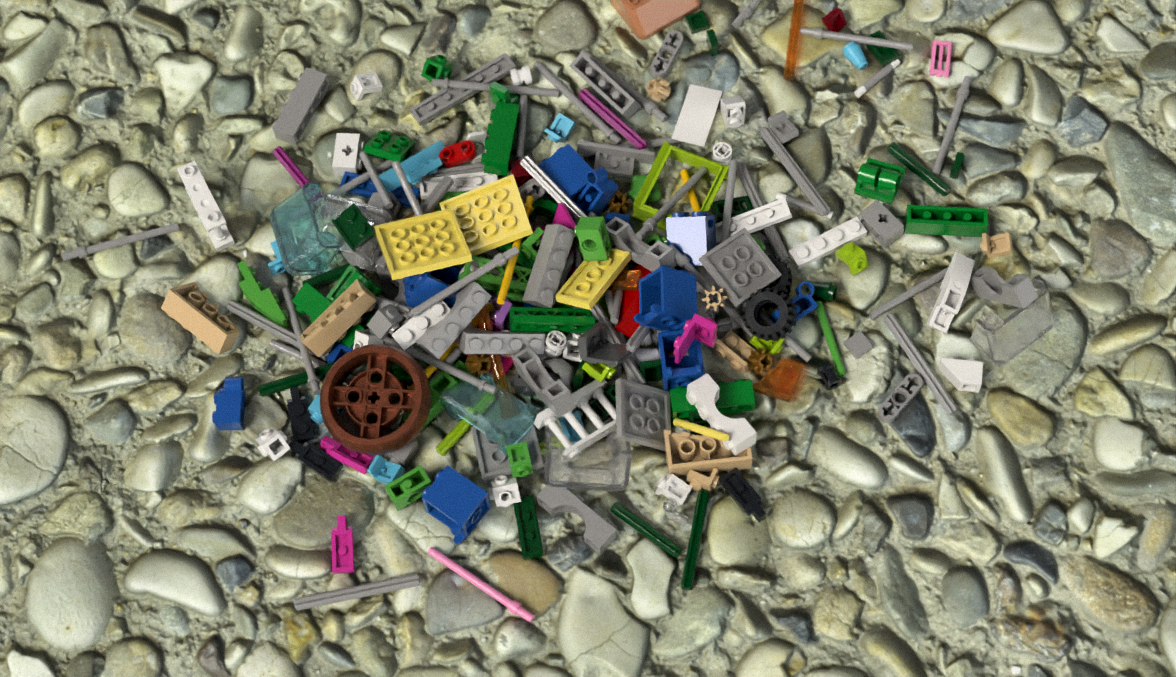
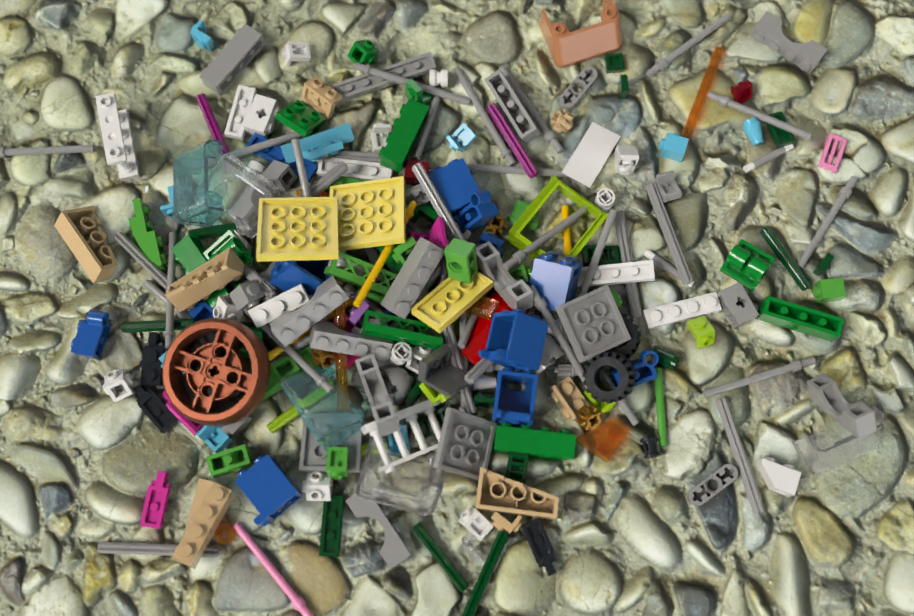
camera: 10 degrees right, 10 degrees up
(263, 93) = (200, 38): none -> medium azure bracket
(323, 155) = (239, 112): none -> white plate
(354, 227) = (241, 194): dark green plate -> none
(376, 180) = (278, 150): light grey bar -> none
(397, 543) = (205, 515): none -> tan wedge
(403, 121) = (320, 96): none -> tan bracket
(418, 556) = (219, 534): none -> clear orange plate
(457, 153) = (360, 140): red plate -> none
(499, 260) = (363, 264): light grey bar -> none
(615, 159) = (503, 181): light grey bracket -> none
(698, 328) = (541, 382): dark pink bracket -> none
(701, 429) = (516, 477): light yellow bar -> none
(704, 395) = (546, 491): white arch -> none
(709, 299) = (562, 355): tan gear -> none
(778, 88) = (673, 146): none -> medium azure brick
(858, 345) = (685, 421): light grey tile -> none
(952, 293) = (789, 394): white slope -> none
(969, 188) = (829, 290): none -> bright green brick
(996, 245) = (842, 353): tan bracket -> none

